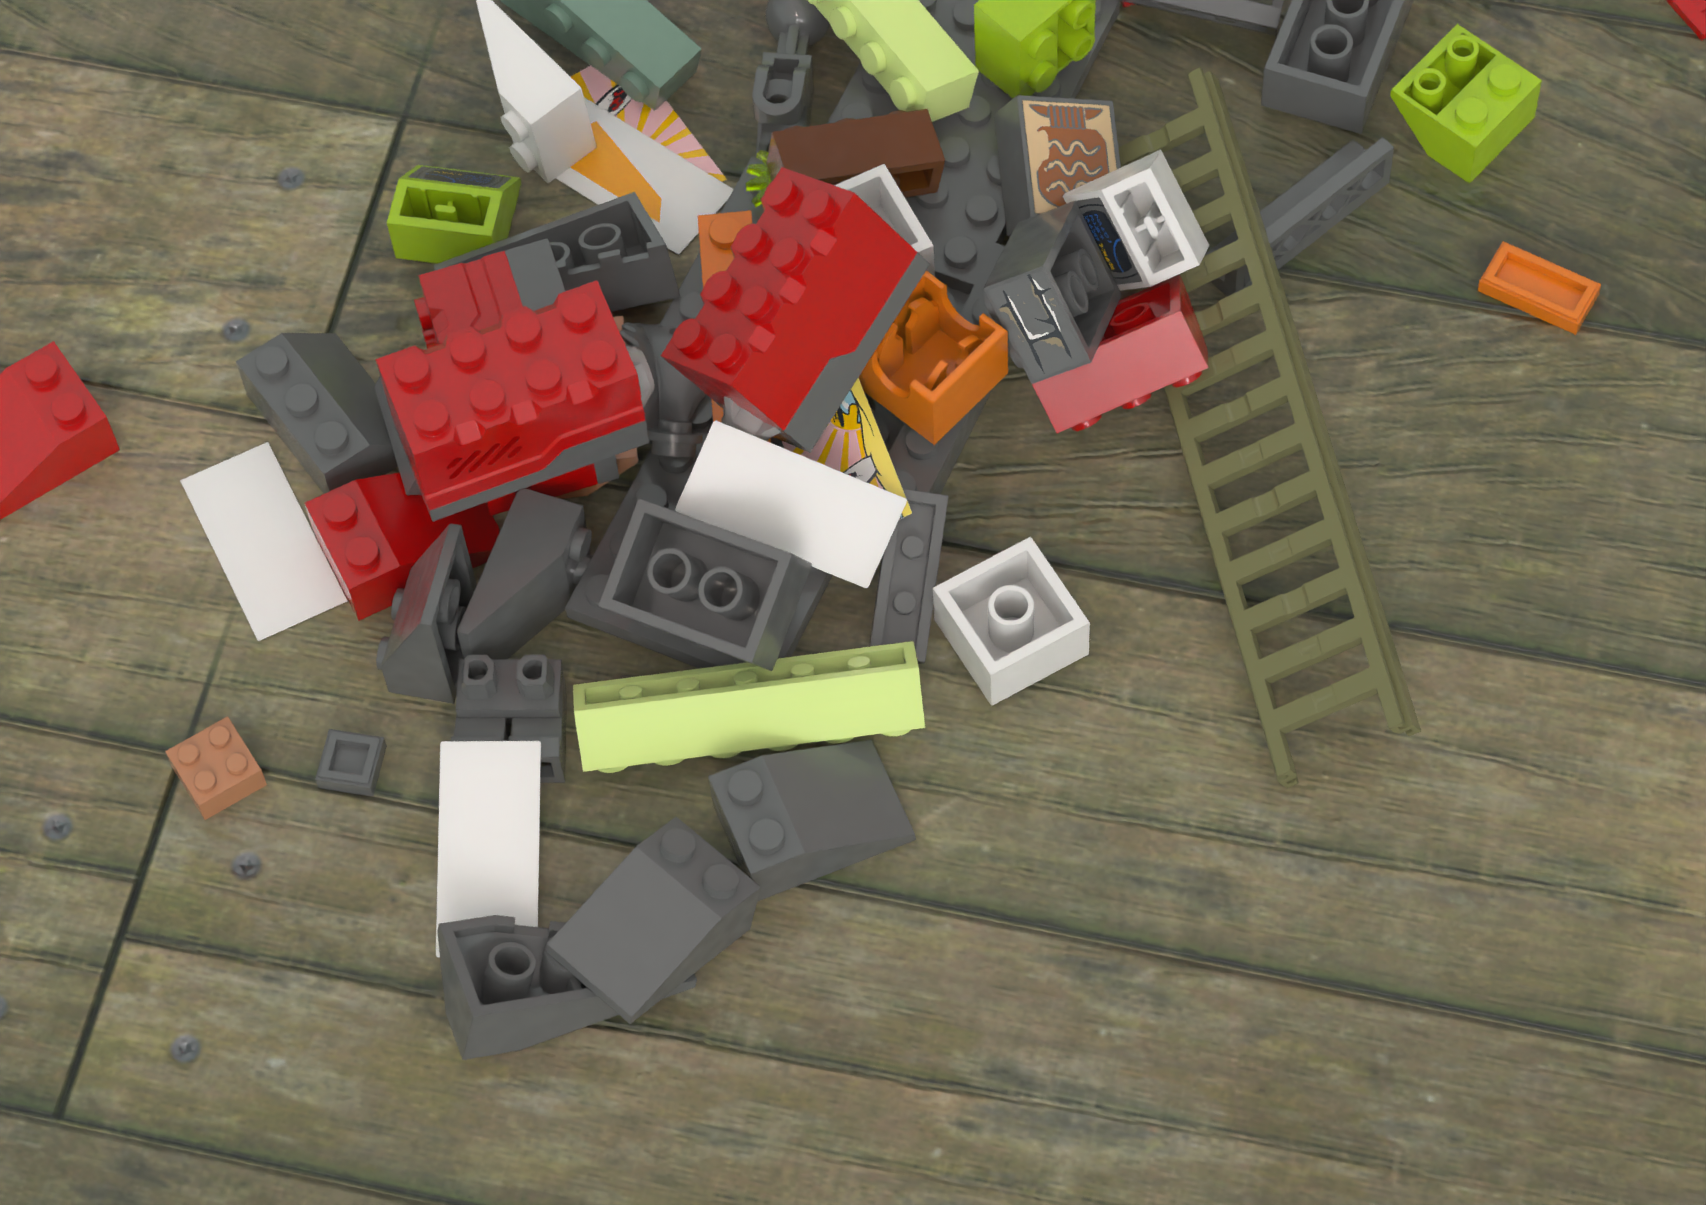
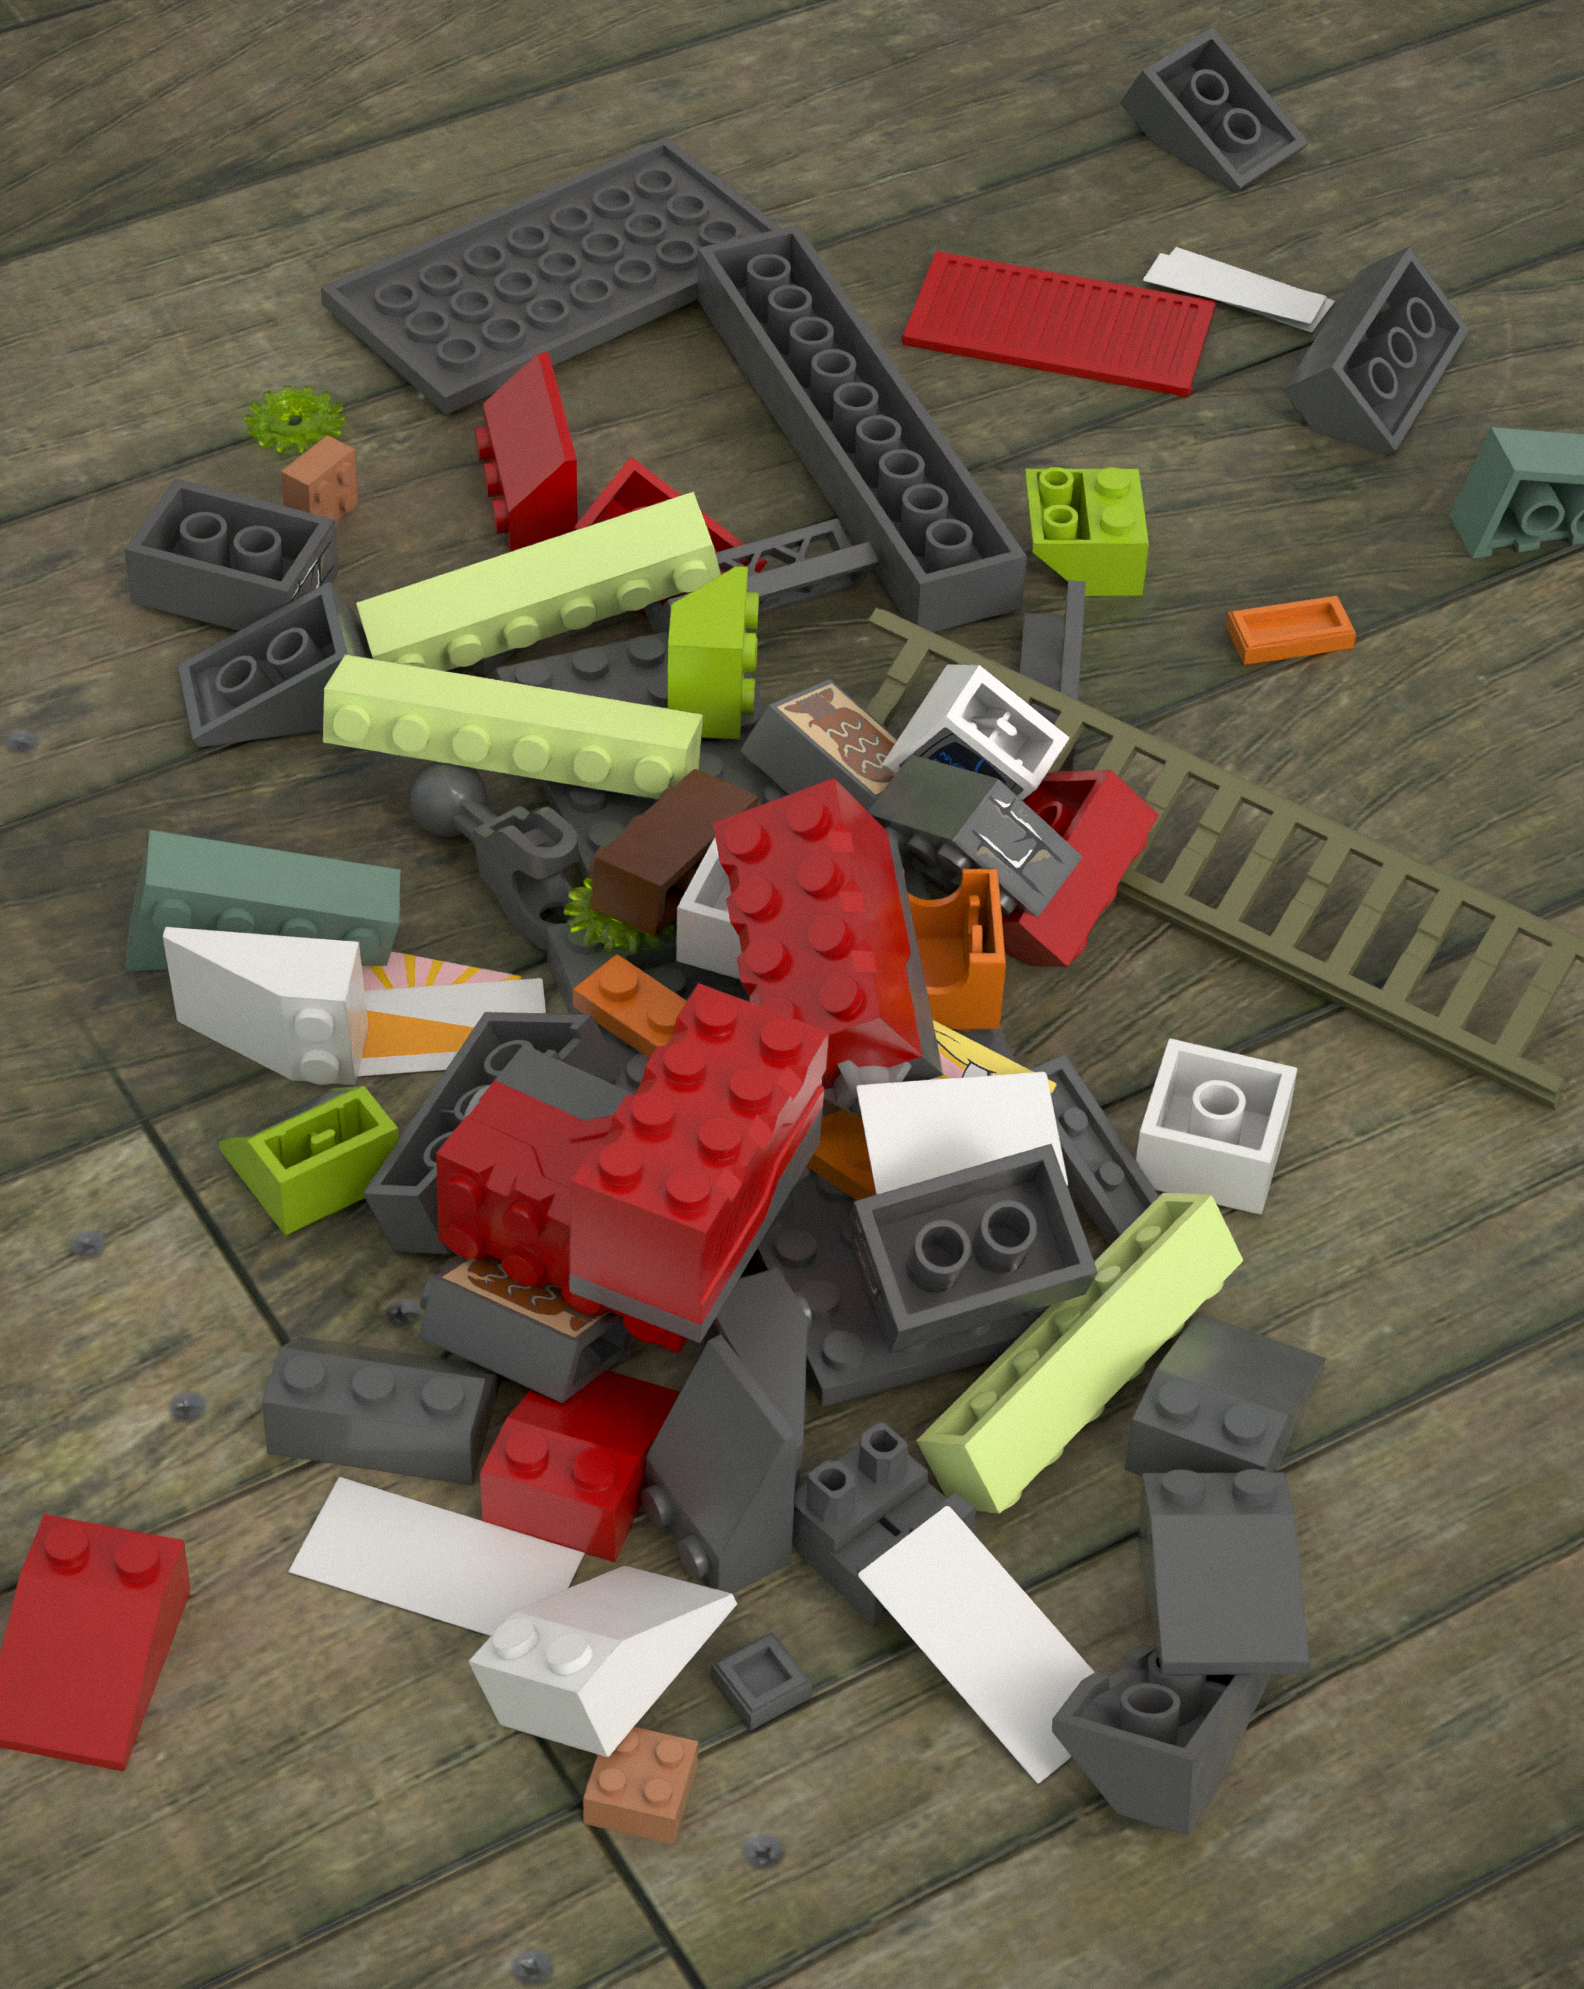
camera: 50 degrees left, 15 degrees down
(264, 668) = (595, 1655): none -> white slope

